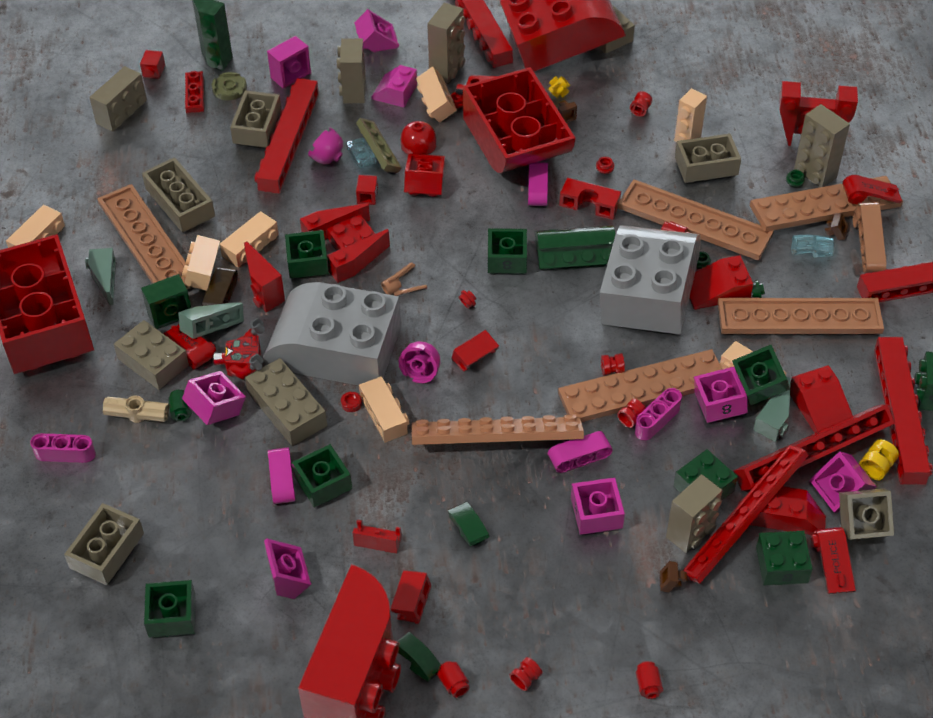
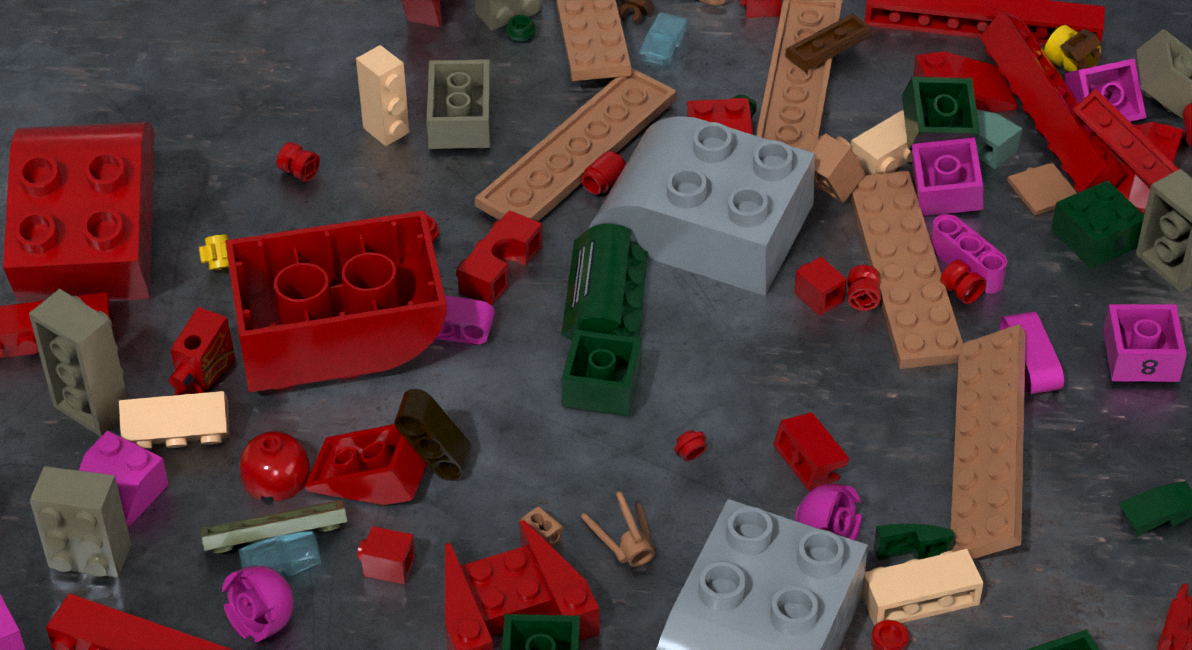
camera: 80 degrees left, 5 degrees down
(398, 246) = (551, 528): none -> nougat piece
(414, 403) = (914, 539): none -> dark green slope
(437, 184) = (433, 434): none -> dark brown beam
(608, 342) = (820, 285): none -> red brick
(701, 328) = (835, 165): none -> nougat brick
(738, 453) = (1041, 187): none -> nougat piece
(832, 323) = (828, 42): none -> reddish brown tile
(865, 451) = (1081, 45): none -> reddish brown tile

